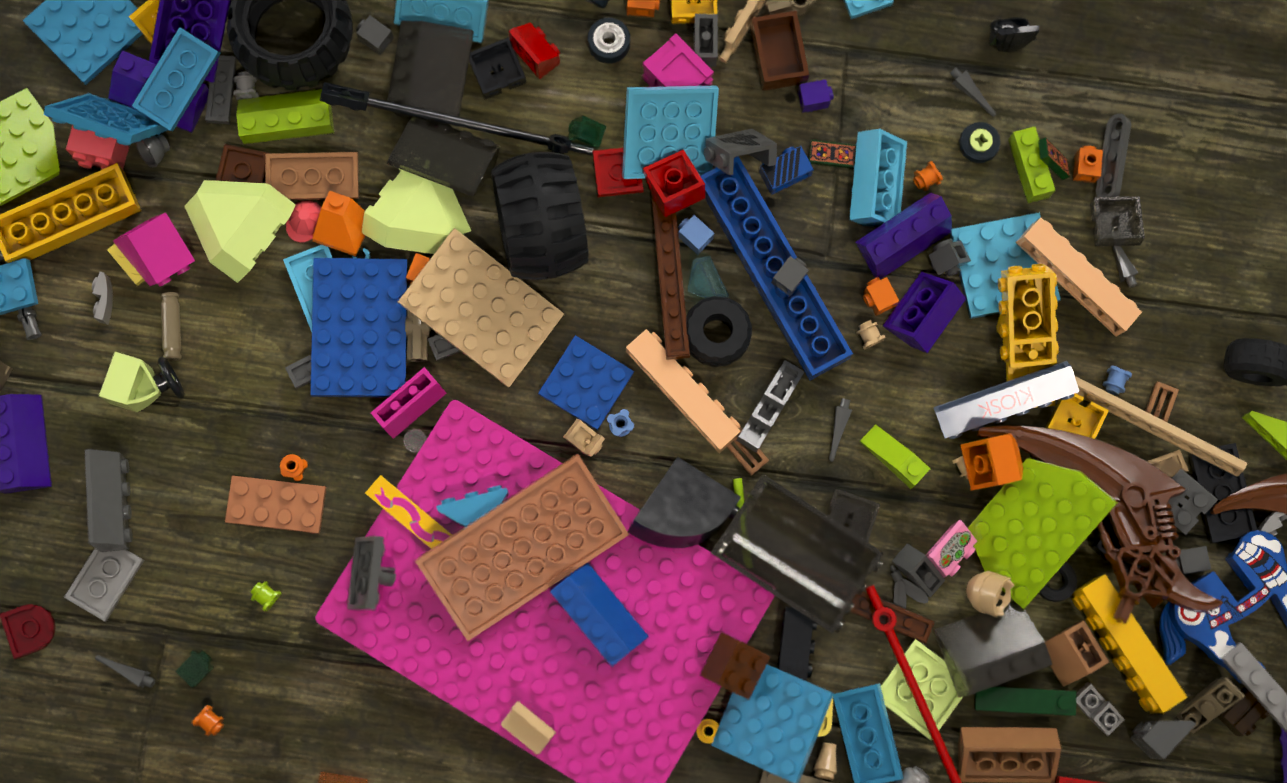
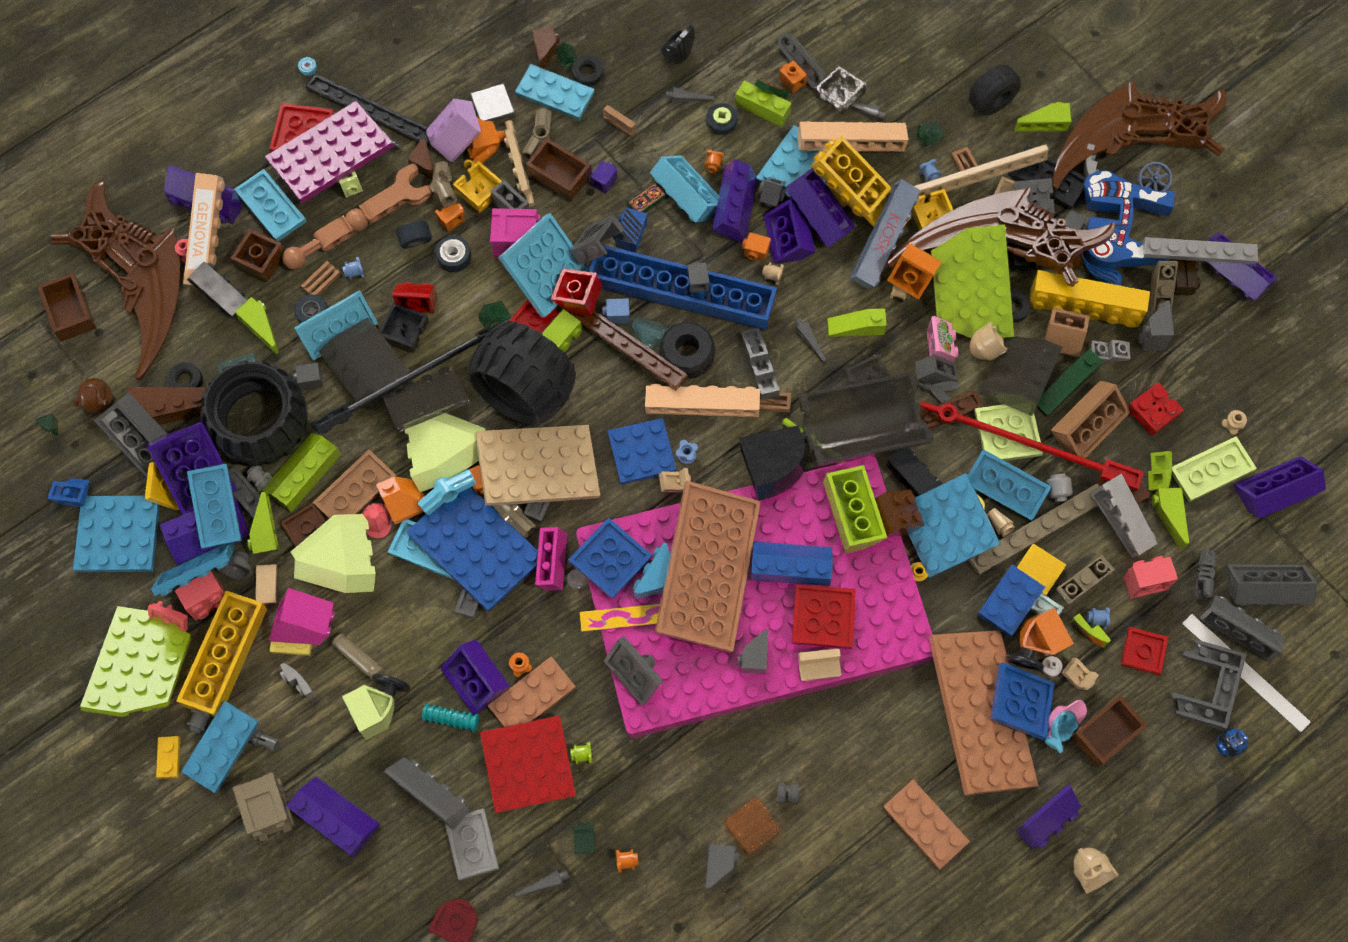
camera: 40 degrees left, 10 degrees down
(57, 138) = (168, 615): none -> coral plate
(161, 188) = (266, 584): none -> tan tile
(192, 455) = (450, 717): none -> teal piece
(200, 140) = (263, 531): none -> lime slope
(213, 559) = (527, 764): none -> red plate
(246, 440) = (474, 676): none -> dark purple slope
(378, 256) = (446, 491): none -> medium azure piece
(451, 455) = (610, 558): none -> blue plate
(482, 663) = (754, 655): none -> dark grey slope
(576, 689) = (823, 616): none -> red plate
(616, 207) = (563, 330): none -> lime brick
(701, 624) = (854, 508): none -> lime slope
(884, 55) = (619, 121): none -> medium nougat tile
(974, 317) = (820, 207): none -> dark purple slope
(1158, 343) = (930, 133): none -> clear green bracket

